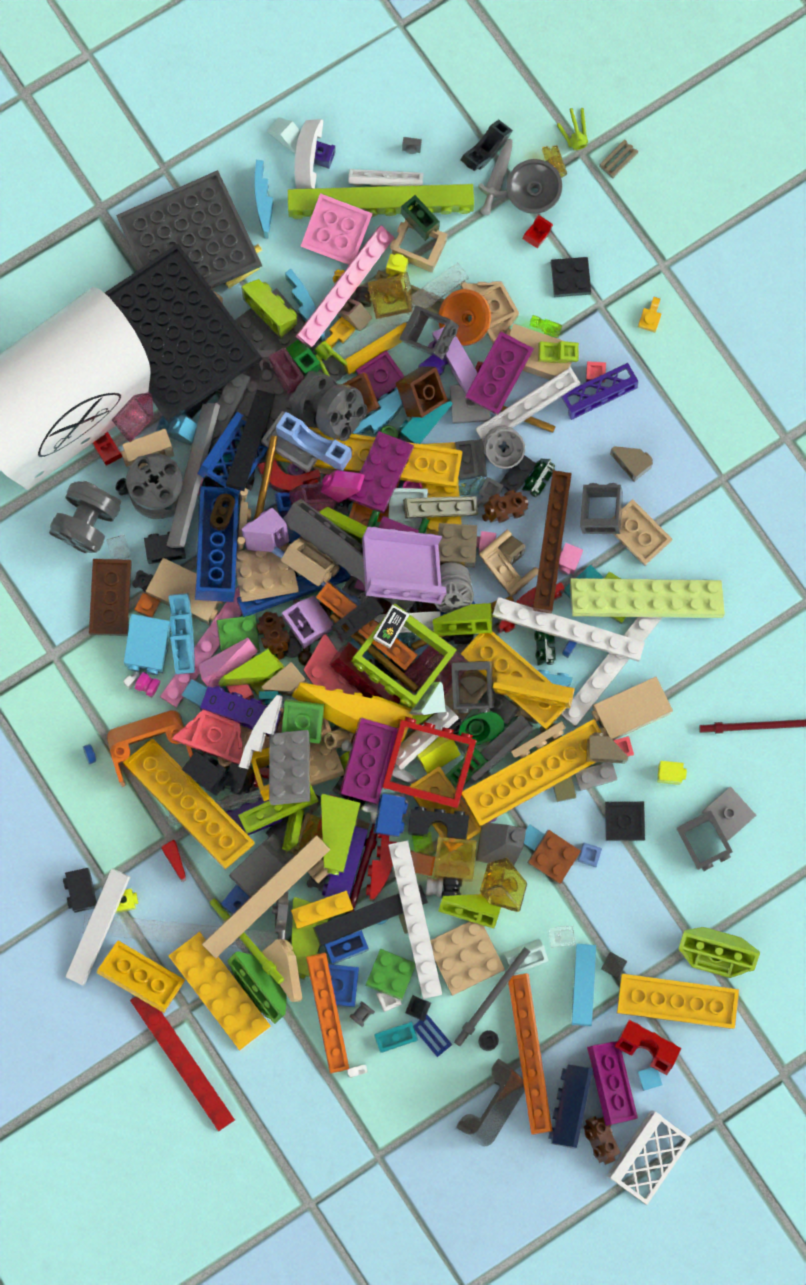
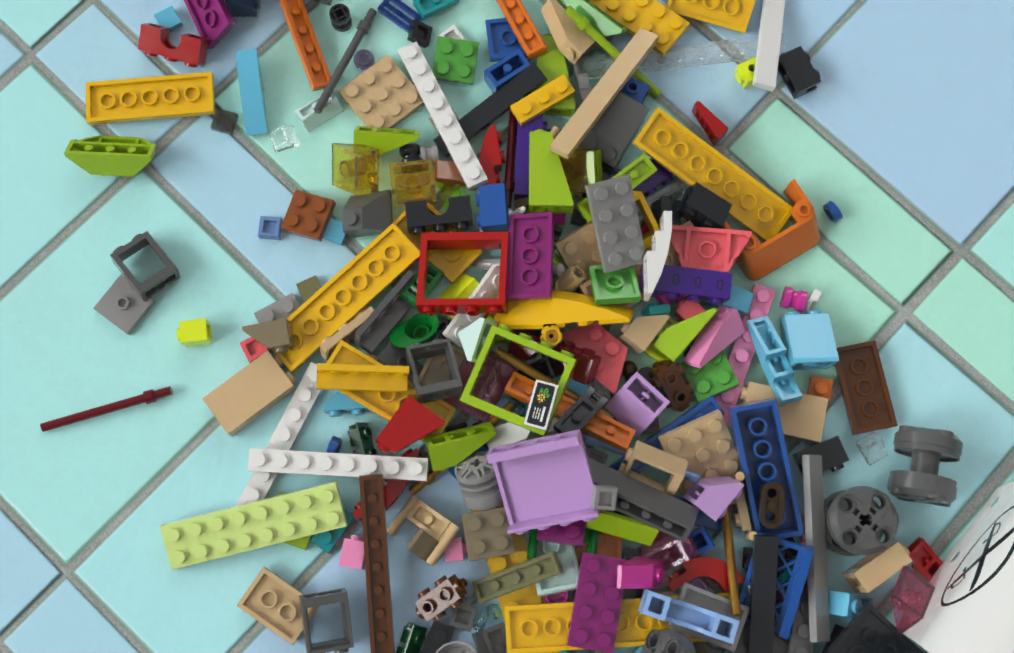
camera: 170 degrees right, 0 degrees up
(139, 577) = (838, 411): black plate -> none
(358, 541) = (604, 497): none -> light grey tile
(362, 1014) = (476, 16): dark grey bush -> none
(367, 682) = (557, 335): none -> yellow plate
(475, 995) = (363, 59): none -> clear purple plate
(504, 642) = (407, 426): none -> red slope
(624, 821) = (237, 269): black plate -> none

